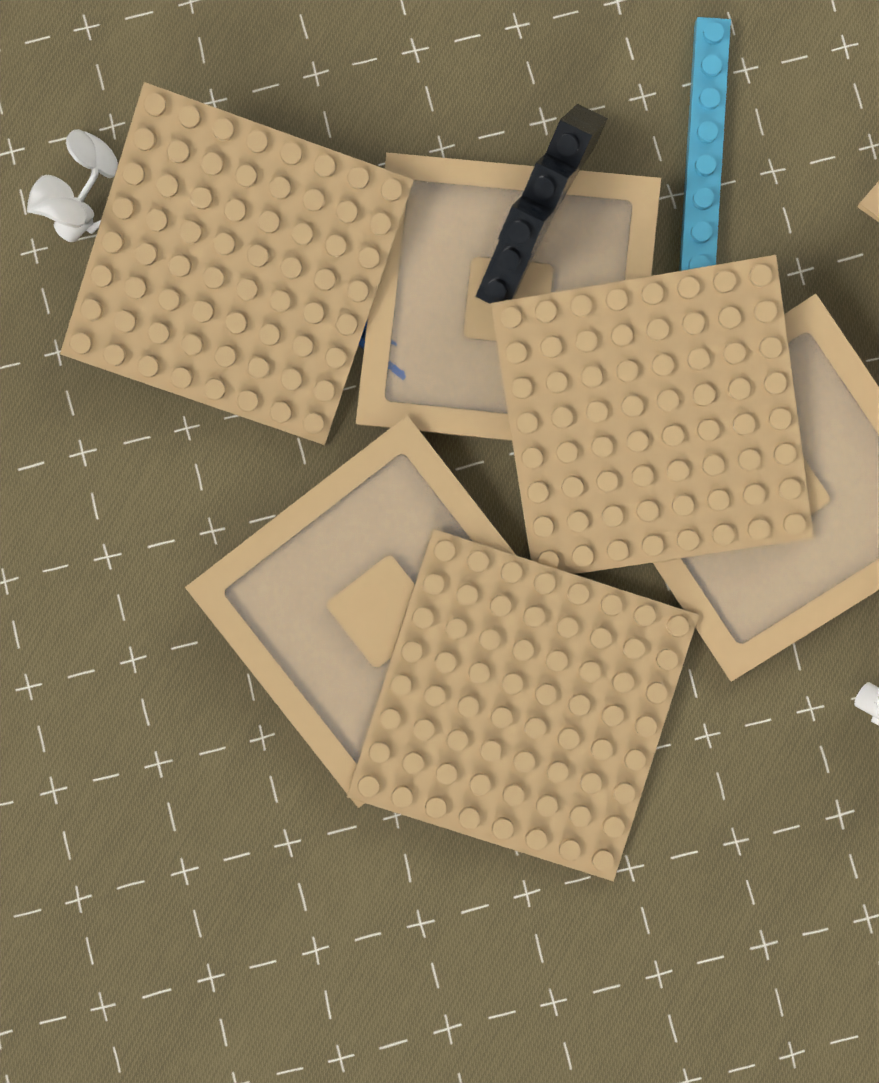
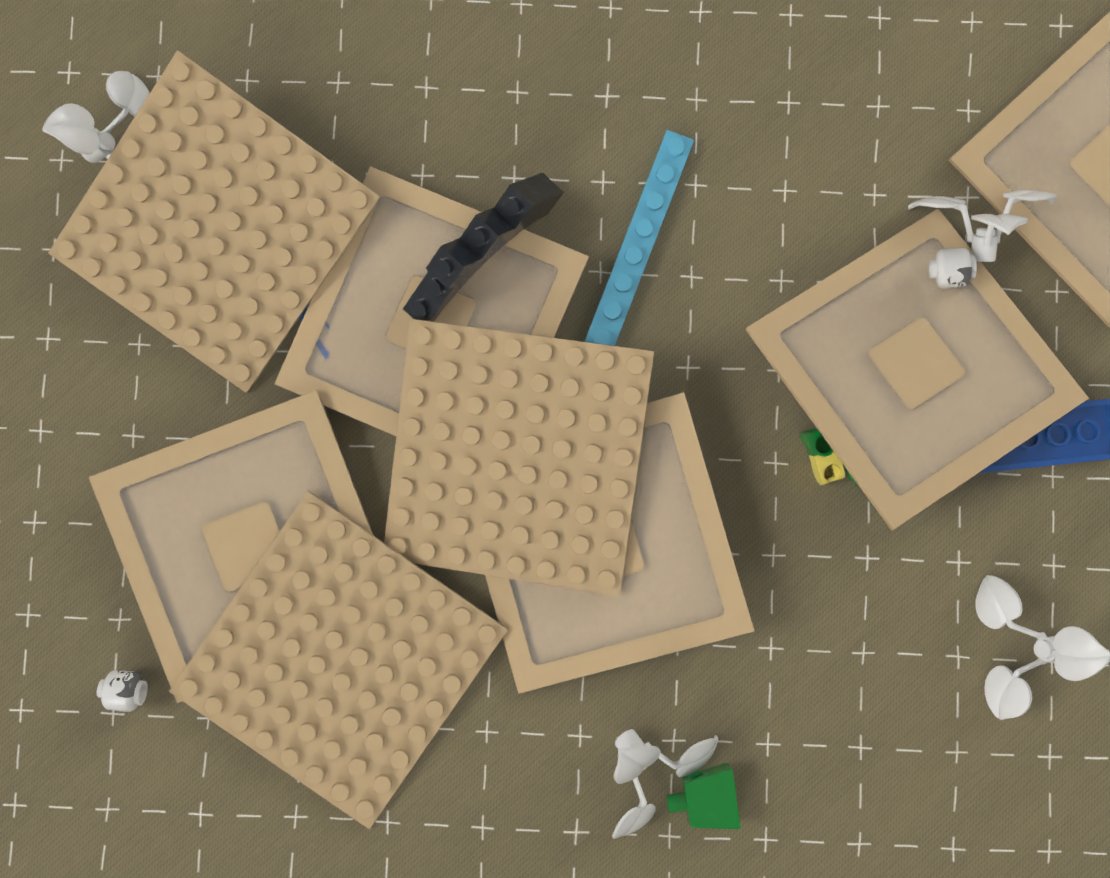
camera: 20 degrees right, 0 degrees up
(295, 812) = (122, 690): none -> white head

